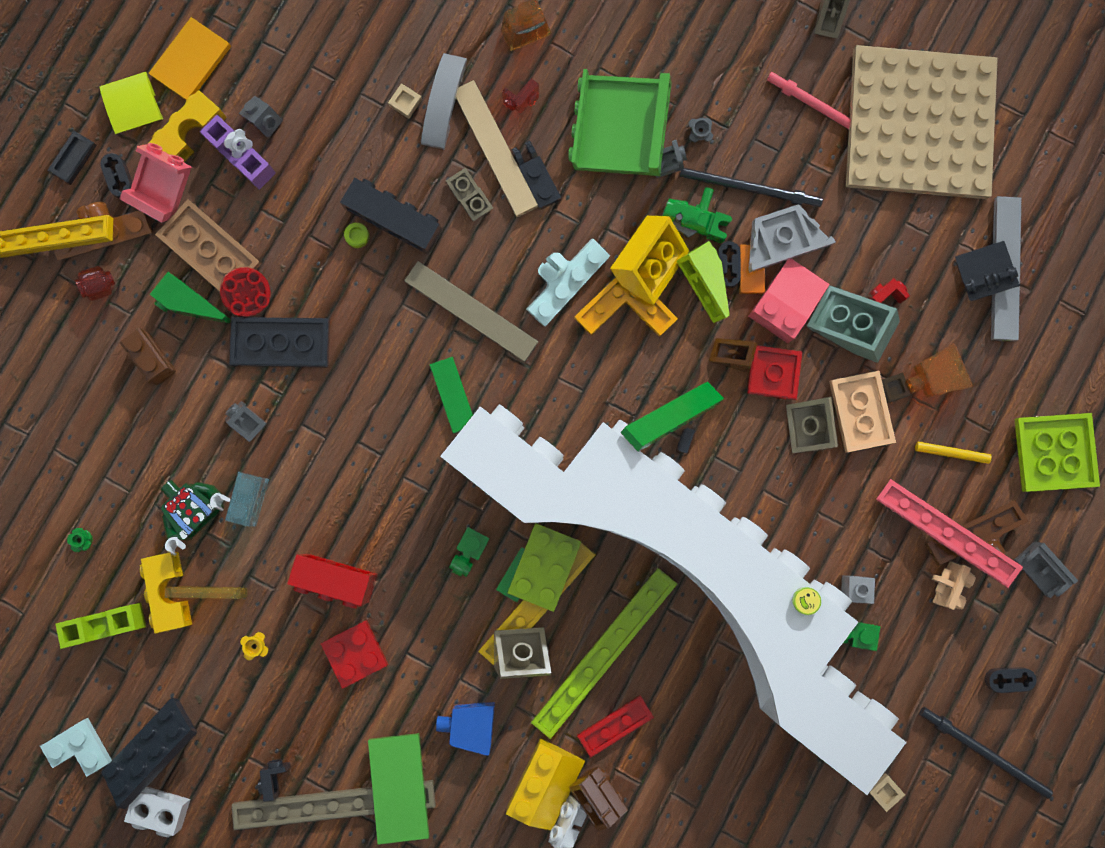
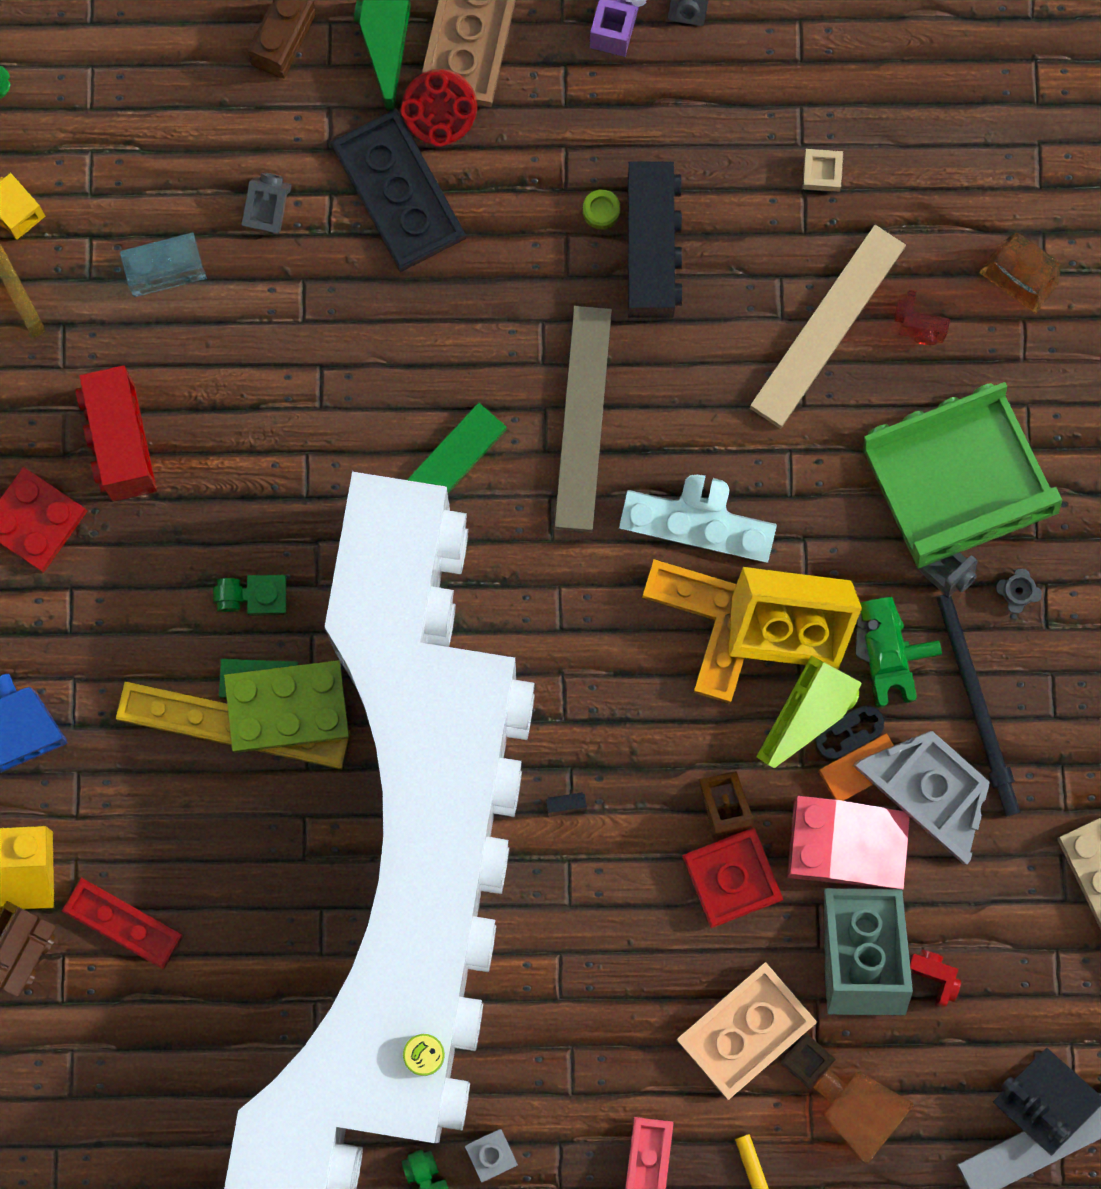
camera: 60 degrees right, 5 degrees down
(188, 511) = (106, 198): torso -> none
(442, 100) = (854, 218): light grey slope -> none
(469, 194) = (743, 326): dark tan slope -> none
(521, 653) = (154, 736): dark tan slope -> none
(537, 177) = (819, 405): black hinge -> none
(603, 653) = (214, 853): lime tile -> none
(671, 416) = (583, 756): green tile -> none
(812, 425) = (684, 967): dark tan slope -> none

